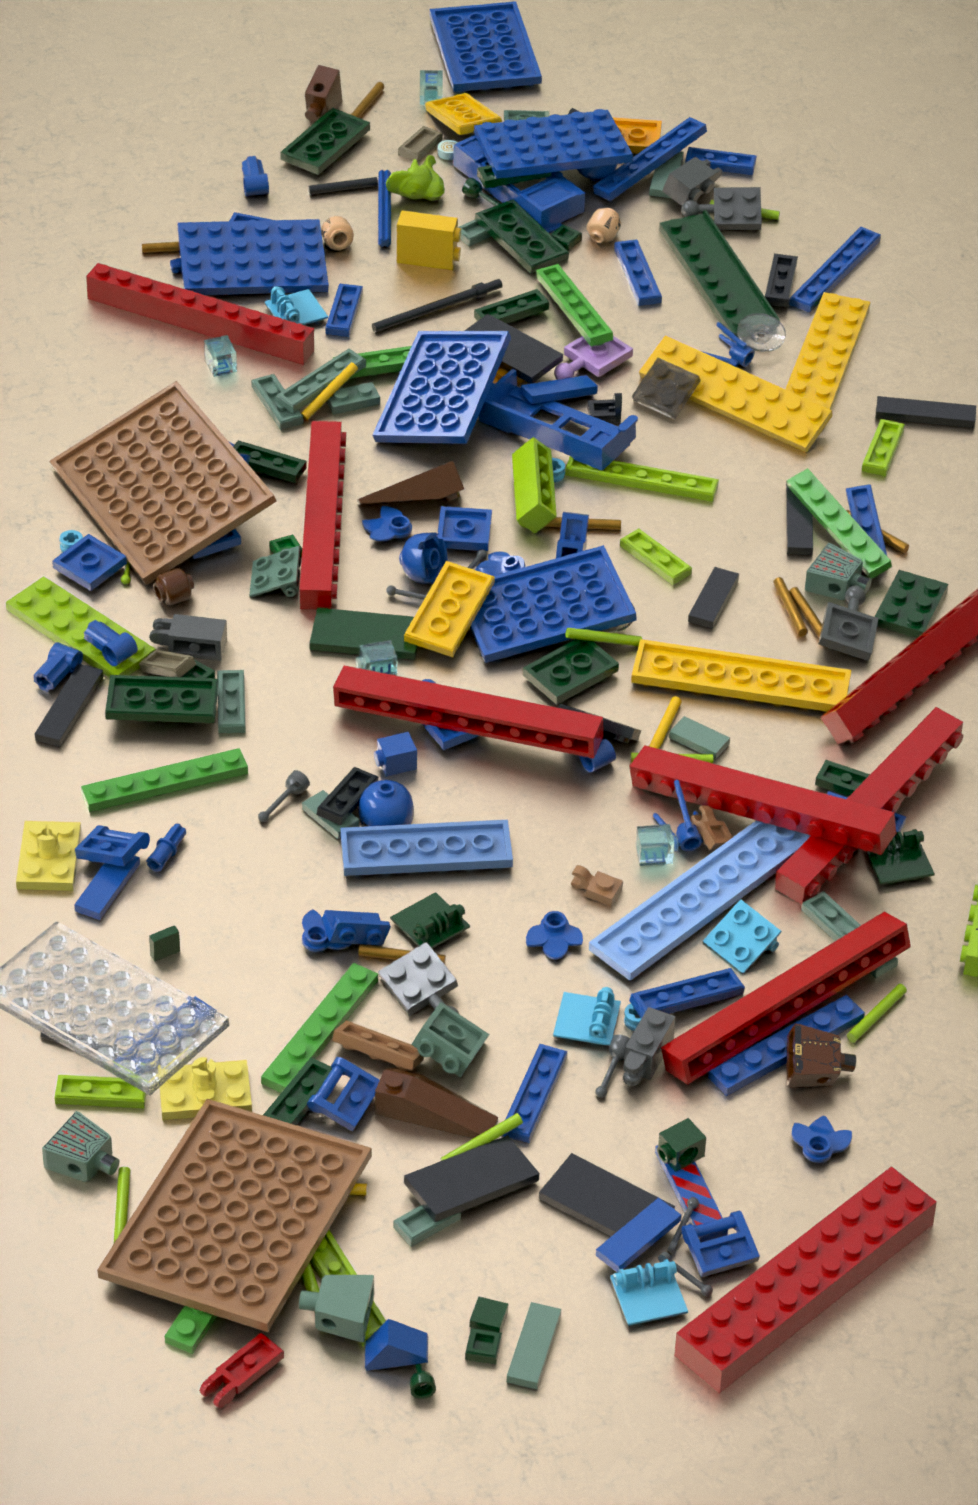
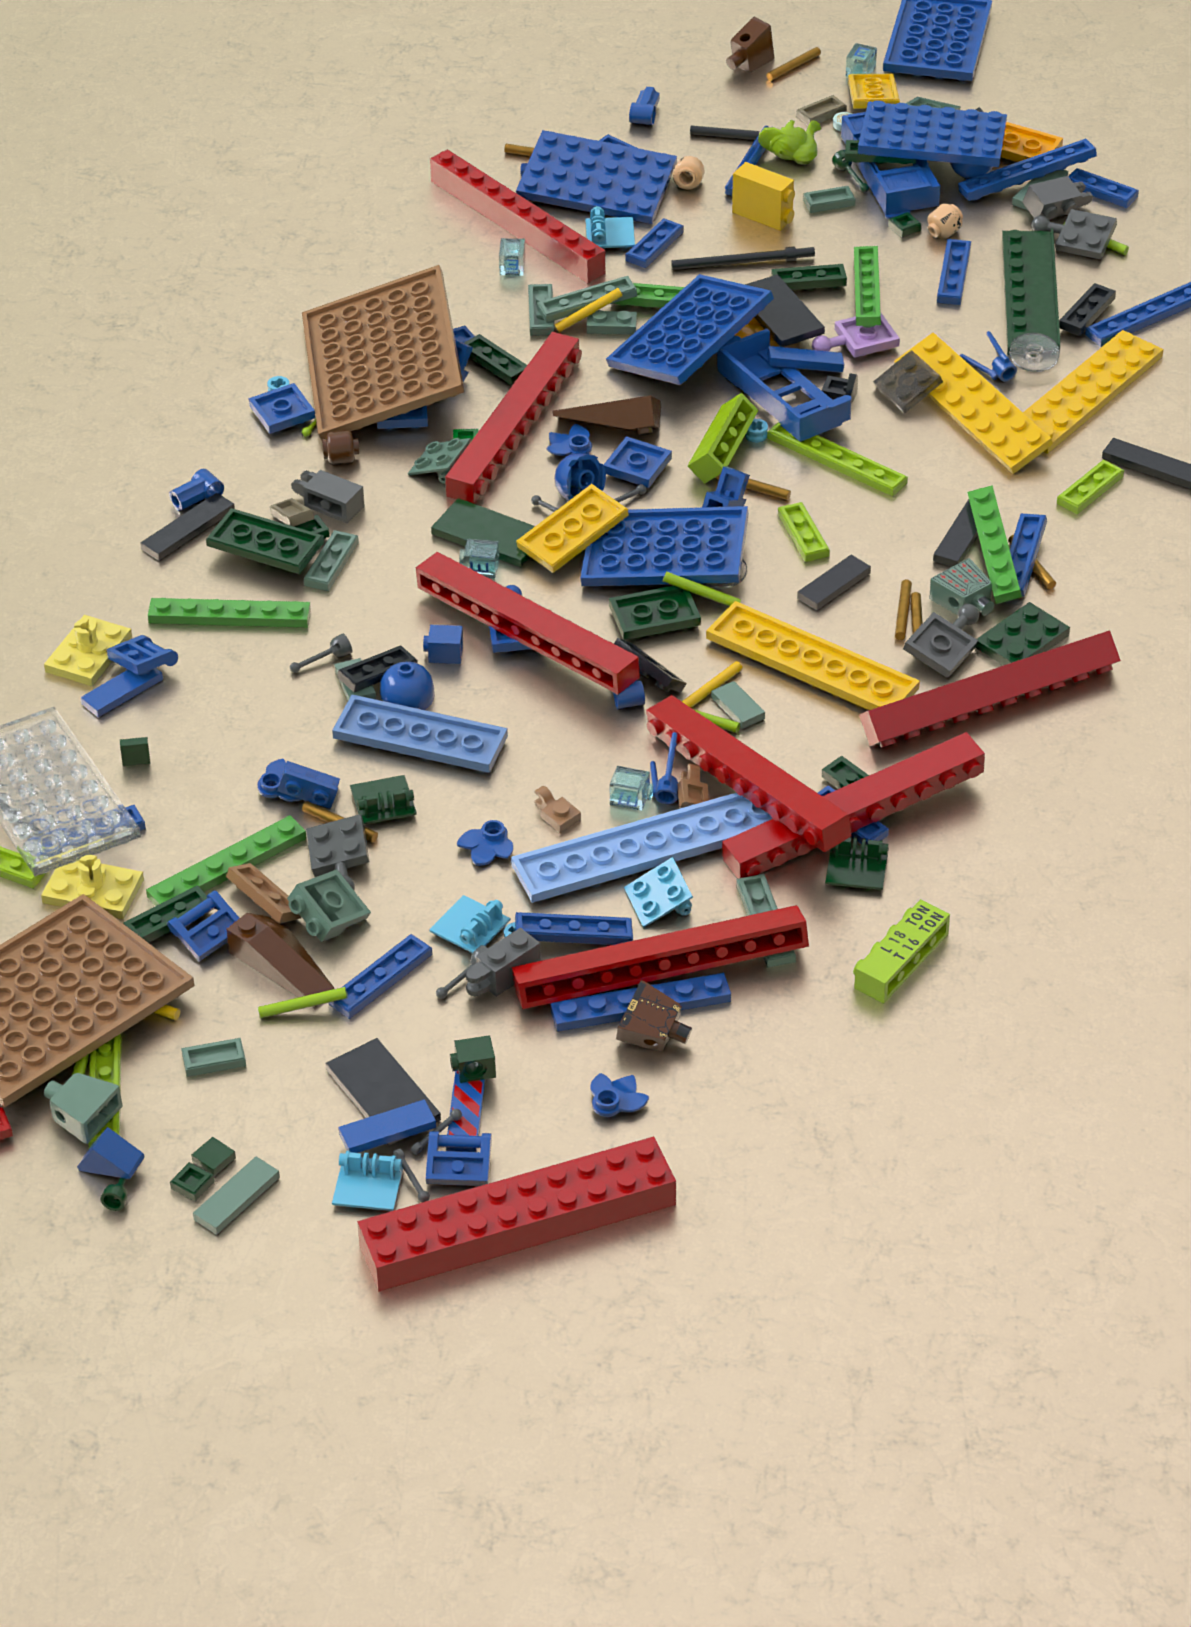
camera: 25 degrees right, 0 degrees up
(64, 621) = (238, 463): lime plate -> none
(114, 647) = (248, 482): blue piece -> none
(166, 847) = (191, 670): blue axle -> none
(325, 141) = (732, 89): dark green plate -> none
(471, 1178) = (272, 1032): black tile -> none
(500, 563) = (651, 500): blue plate -> none
(521, 236) = (861, 213): dark green tile -> none
(876, 1013) = (745, 998): lime bar -> none

